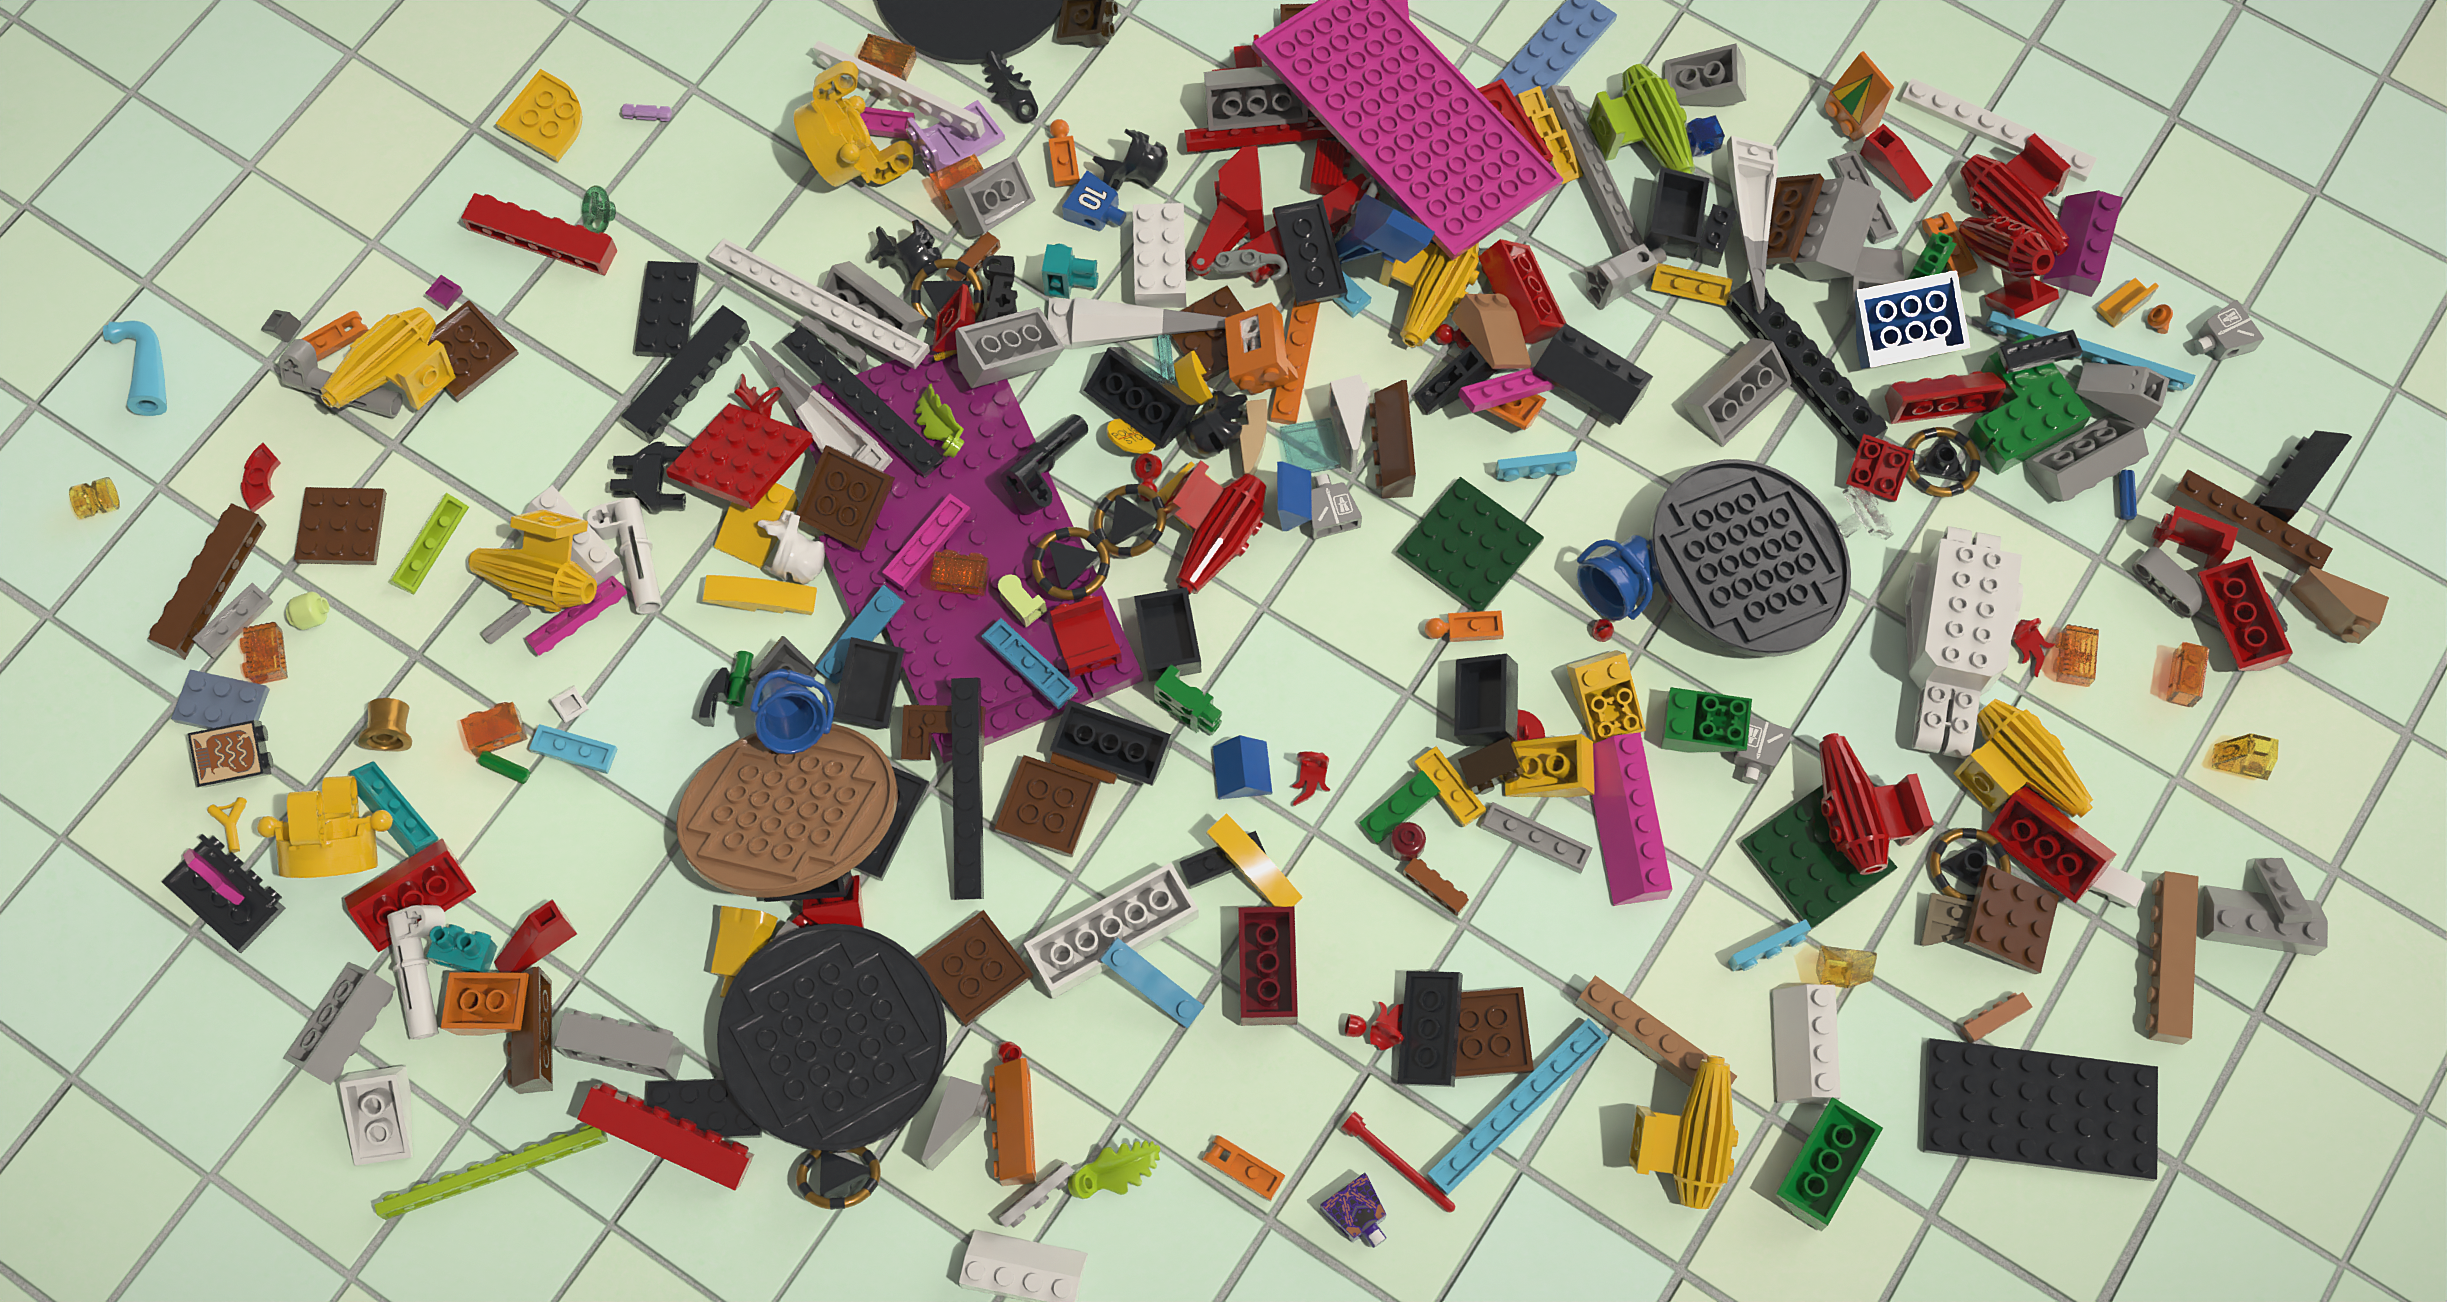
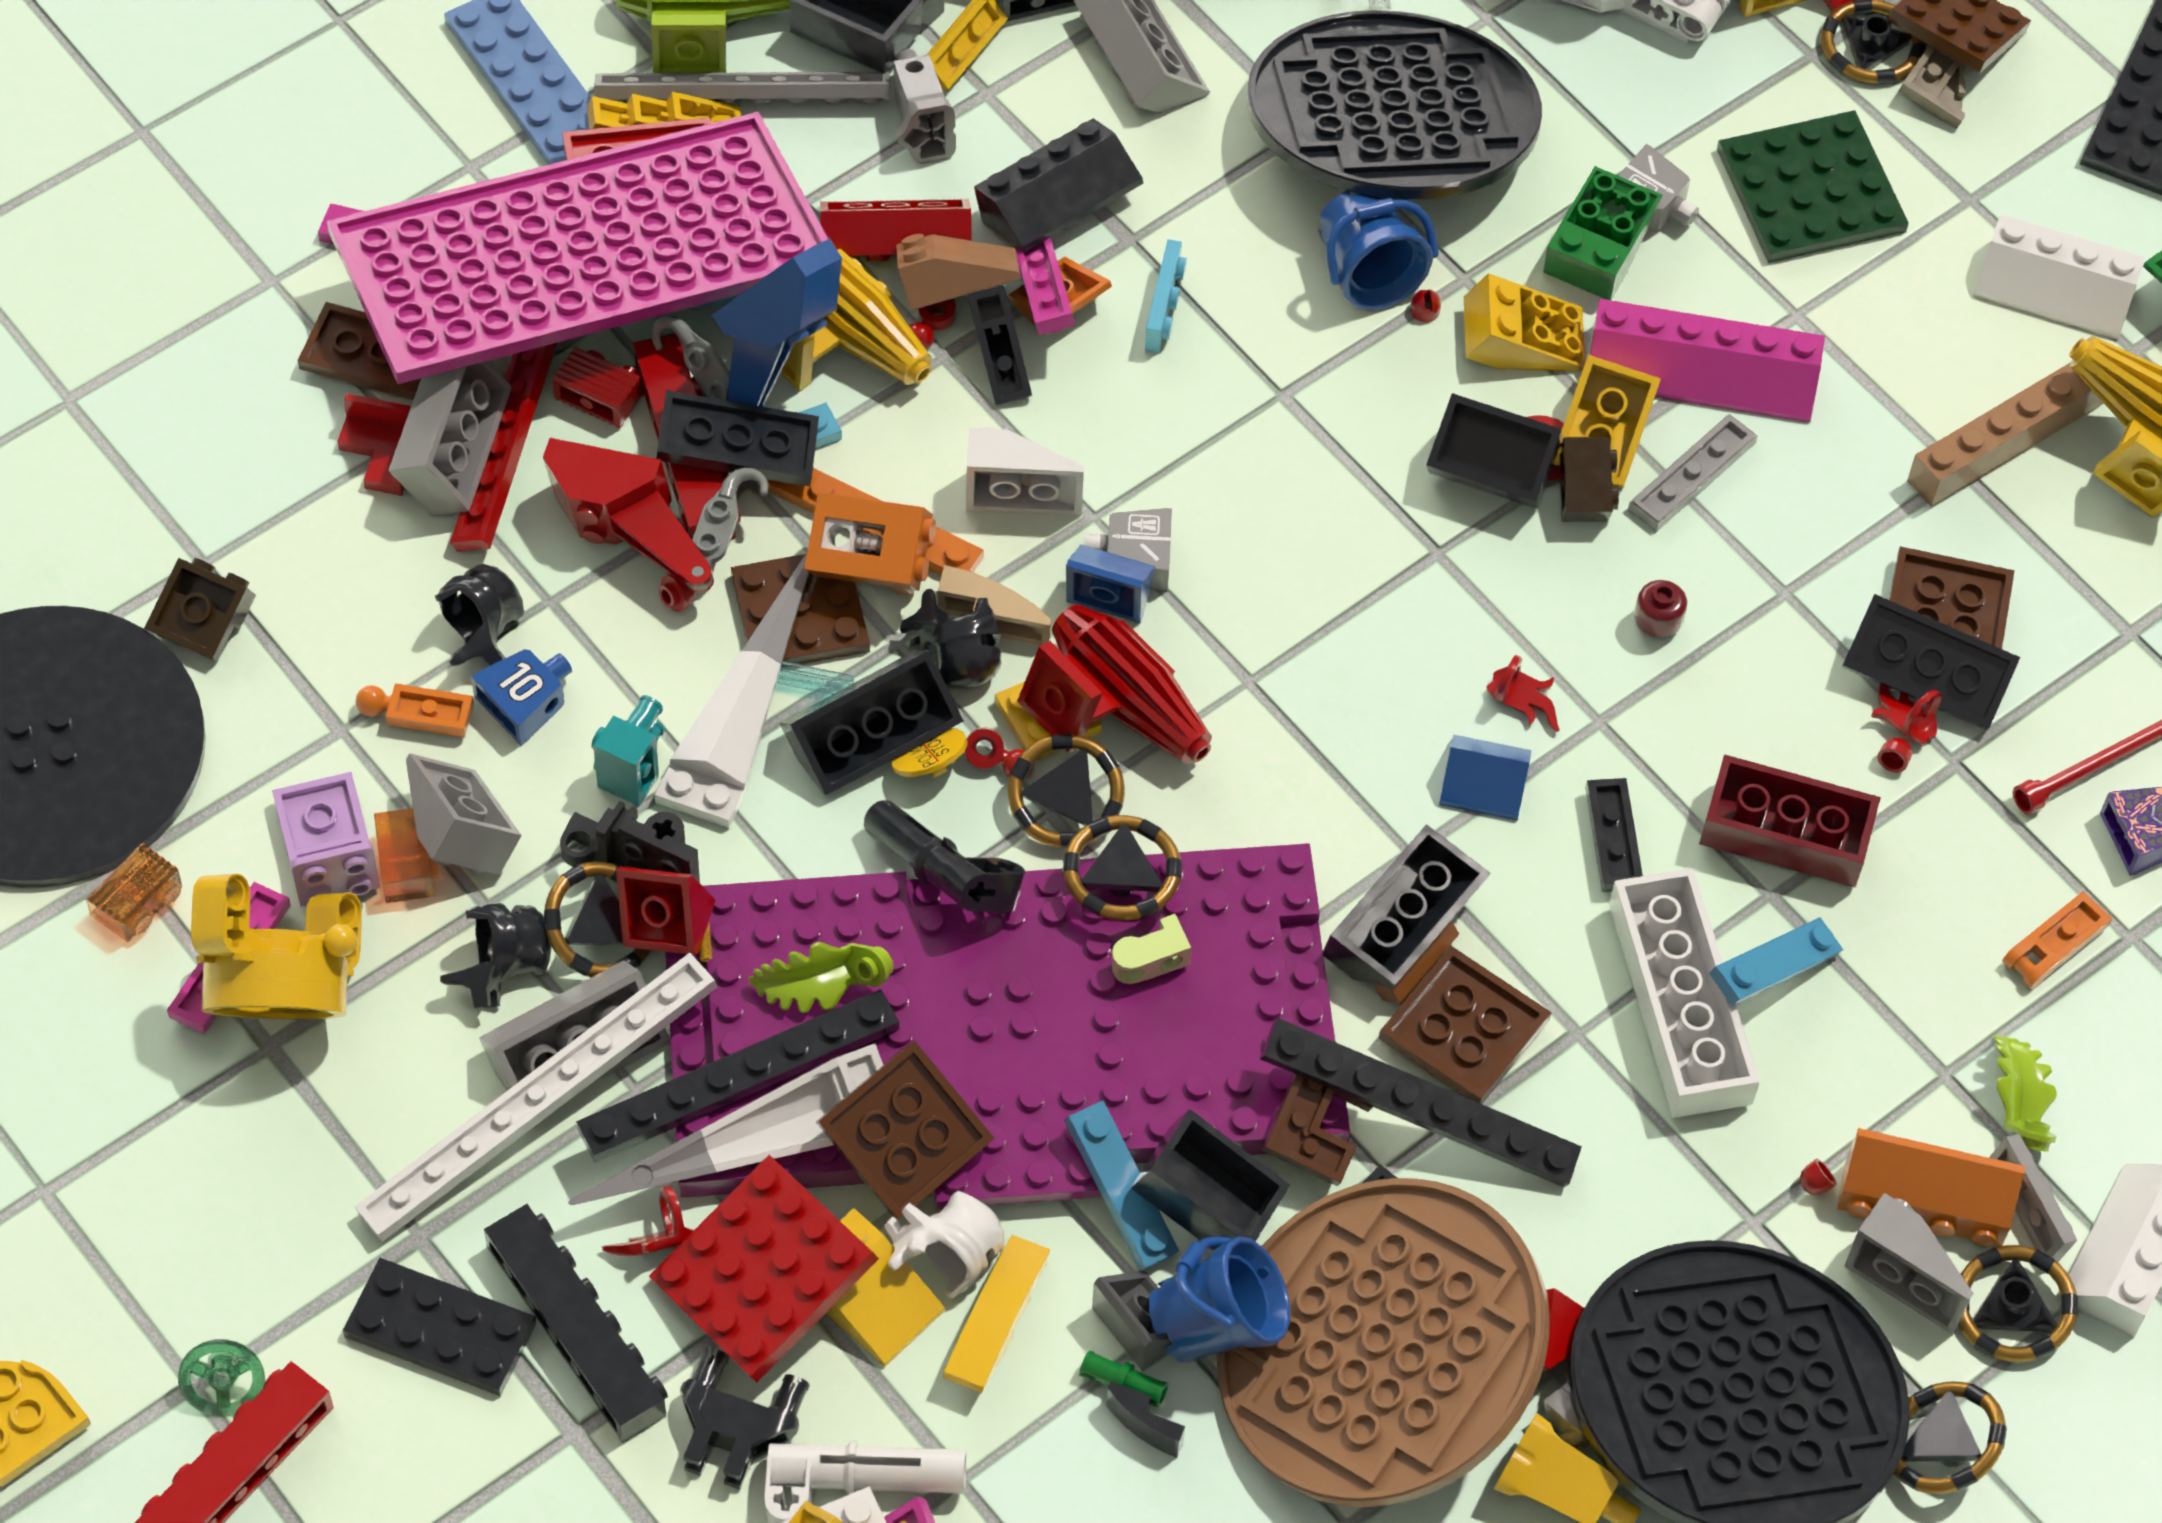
camera: 75 degrees left, 10 degrees down
(646, 112) = (61, 1266): lavender axle -> none
(802, 921) = (1542, 1391): red hinge -> none
(836, 344) = (639, 1078): light grey plate -> none
(903, 91) = (175, 909): white plate -> none
(926, 542) = (1012, 1048): dark pink plate -> none
(956, 1201) = (2018, 1305): none -> black piece
(960, 572) = (1081, 1016): clear orange brick -> none
(975, 968) = (1680, 1184): reddish brown plate -> none
(984, 247) = (542, 874): dark orange piece -> none
(1006, 347) = (740, 850): light grey slope -> none
(1010, 87) = (269, 745): black plant -> none
(1029, 663) = (1254, 969): dark azure plate -> none
(1085, 636) = (1239, 890): red panel -> none
(1159, 255) = (649, 632): white brick -> none
(1167, 632) = (1261, 794): black piece -> none
(1187, 702) = (1373, 802): green hips -> none
(1190, 379) = (866, 651): yellow slope -> none
(1253, 863) = (1638, 793): yellow slope -> none
(1311, 445) = (1027, 547): clear light blue tile -> none
(1393, 441) = (1093, 432): reddish brown slope -> none
(1400, 807) = (1606, 605): green plate -> none
(1438, 888) = (1728, 602): dark orange piece -> none
(1453, 788) = (1593, 541): yellow plate -> none
(1467, 626) = (1369, 449): orange plate -> none
(1469, 546) = (1249, 412): dark green plate -> none
(1517, 1107) = (2057, 607): medium azure plate -> none
(1770, 946) = (1920, 271): medium azure plate -> none
(1844, 966) = (1970, 206): clear yellow slope -> none
(1867, 816) = (1785, 101): red piece -> none
(1995, 1018) = (2074, 83): nougat piece -> none

